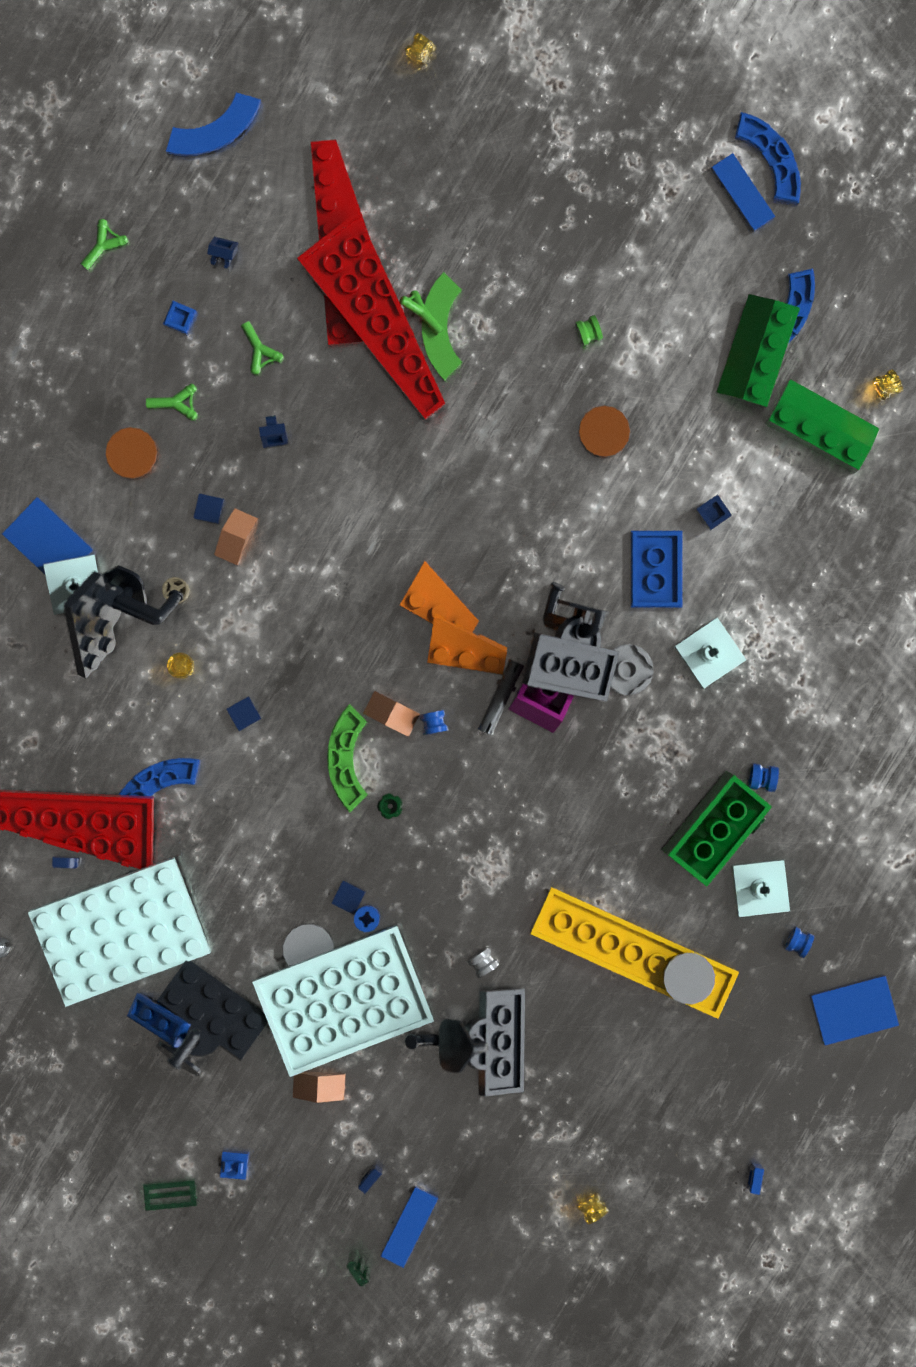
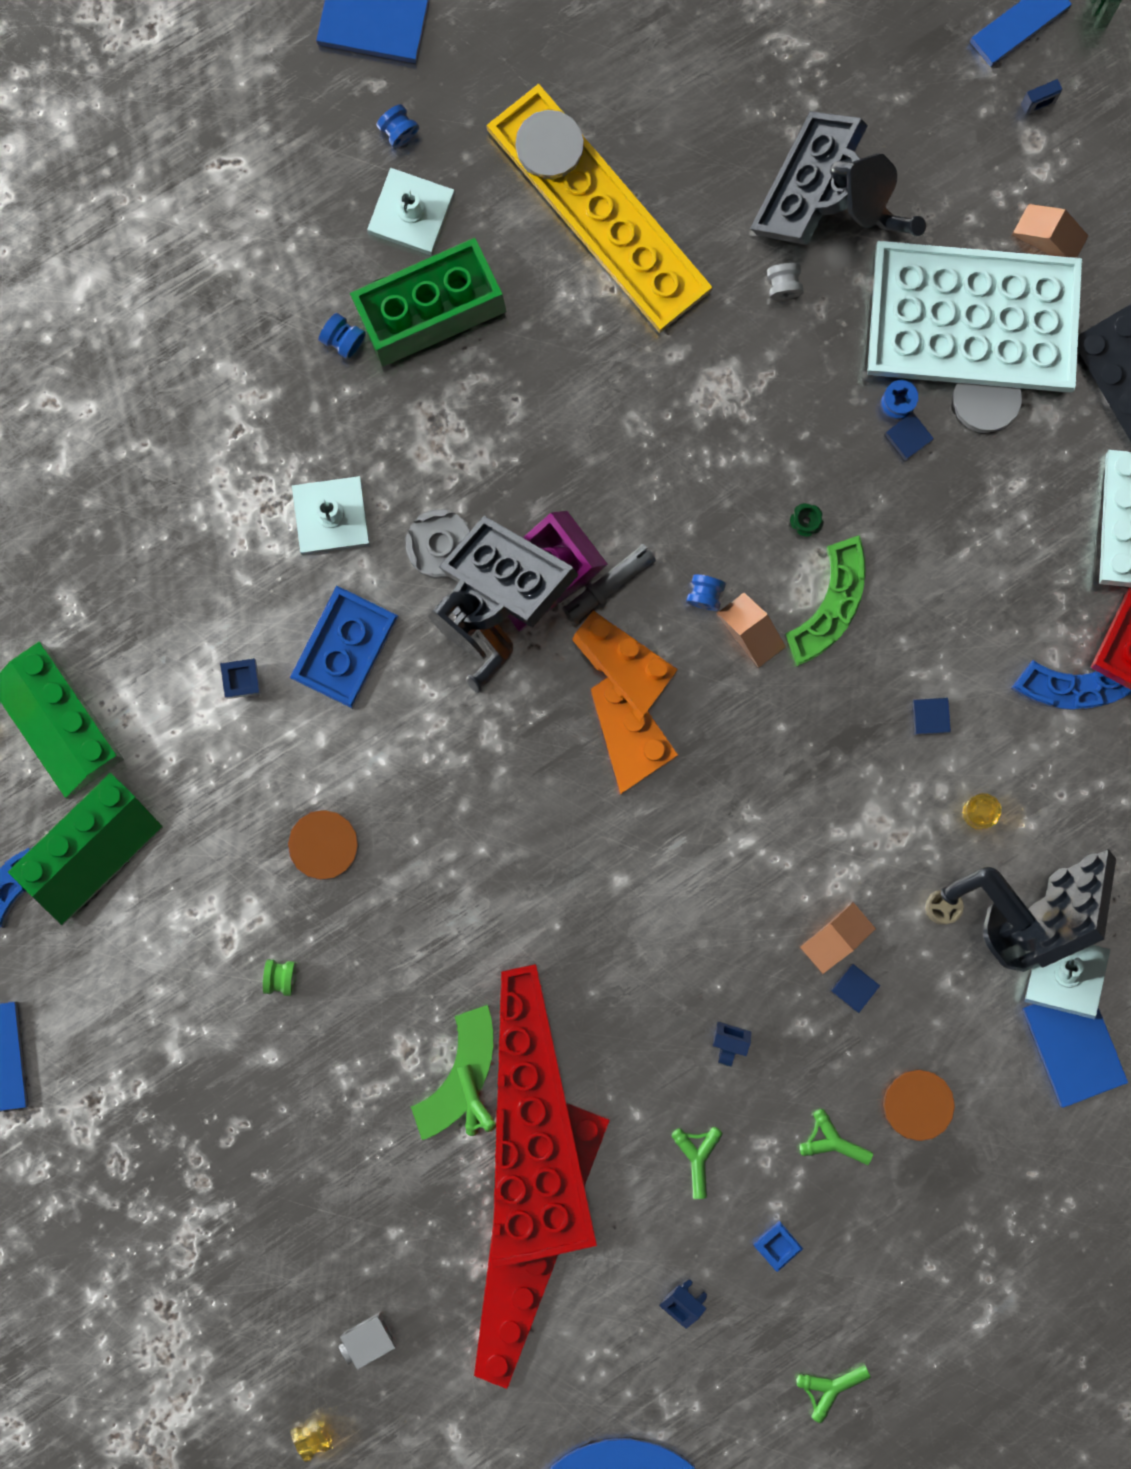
camera: 155 degrees left, 5 degrees down
(415, 127) = (367, 1341): none -> light grey brick

